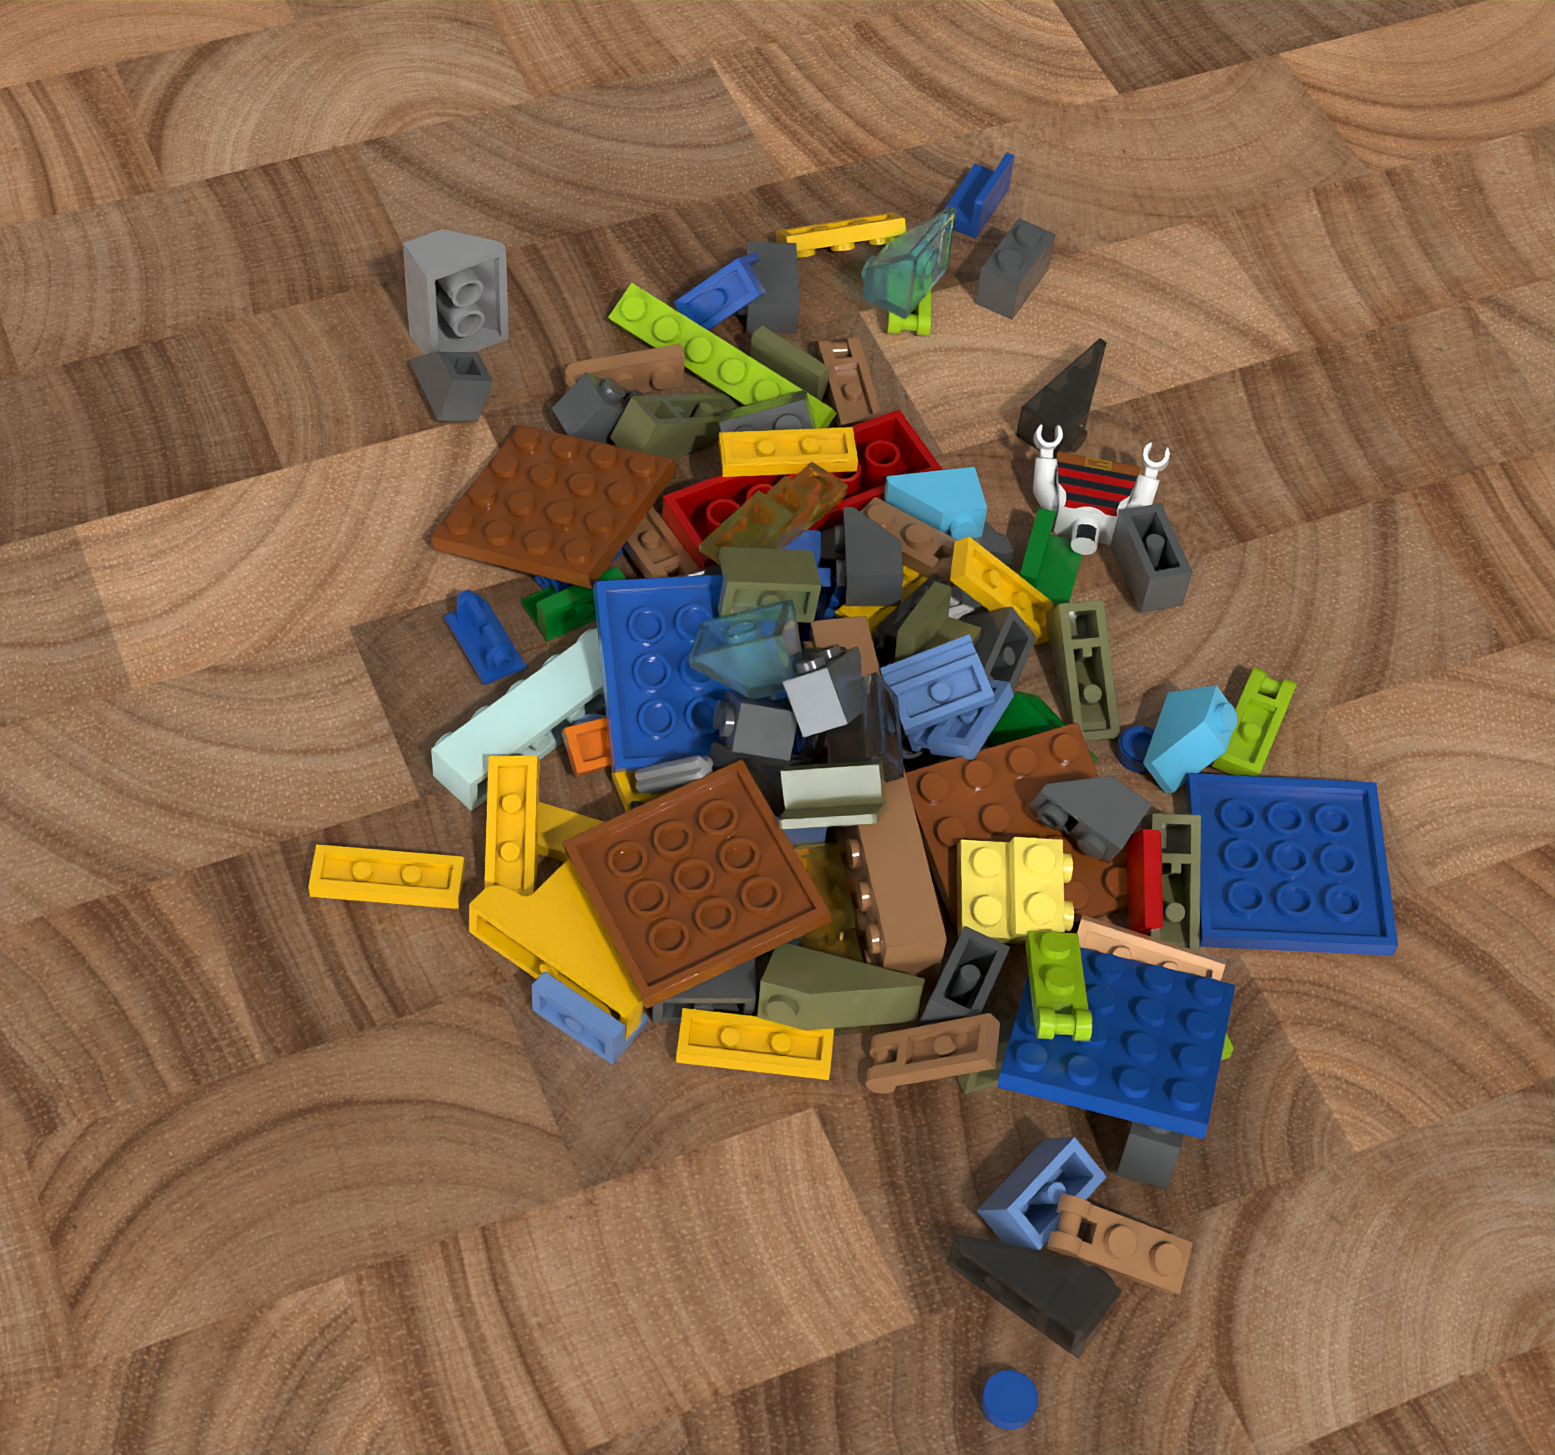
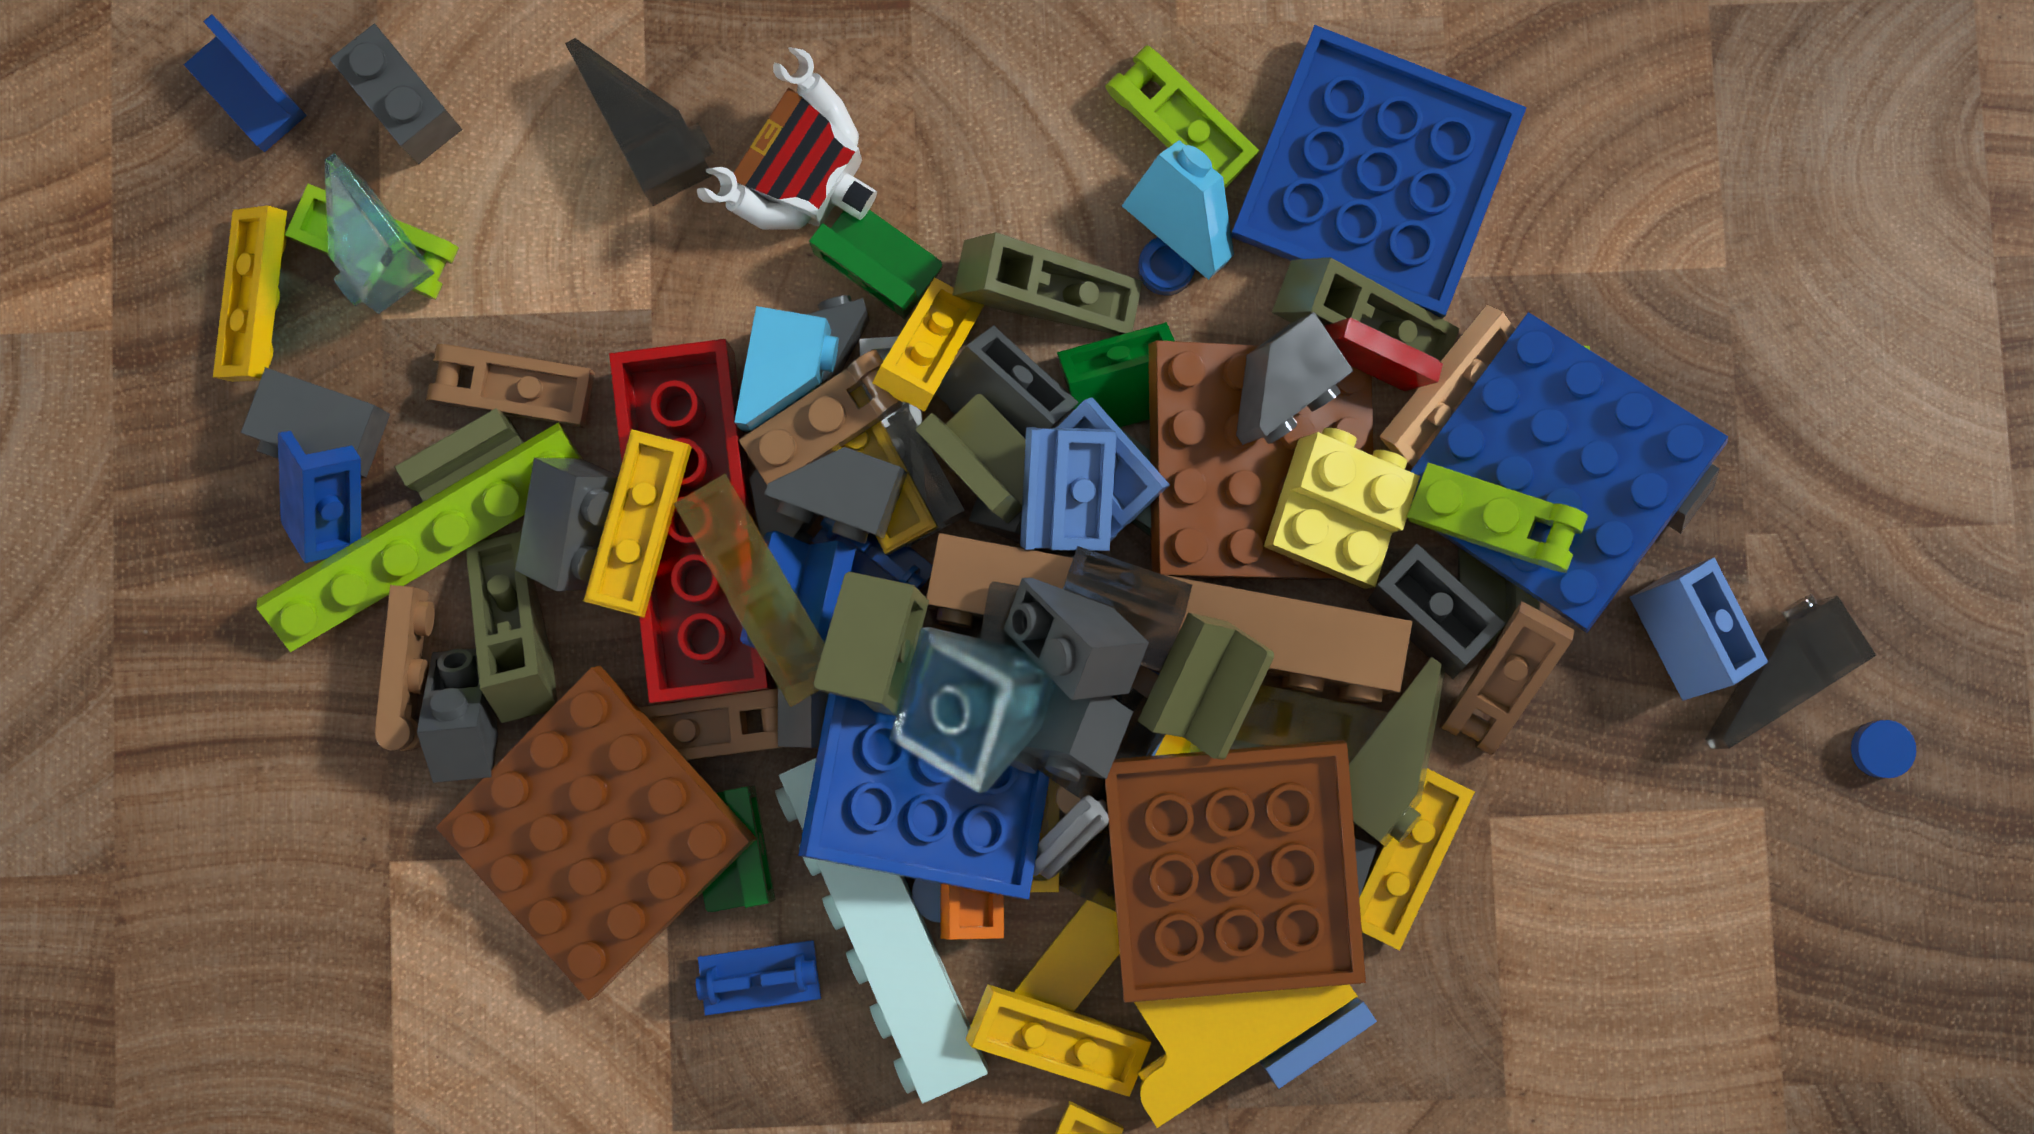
camera: 65 degrees left, 30 degrees up
(453, 384) = (343, 895): dark grey slope -> none
(456, 292) = (218, 859): light grey slope -> none
(1120, 1245) = (1781, 574): medium nougat plate -> none
(1151, 558) = (922, 135): dark grey brick -> none

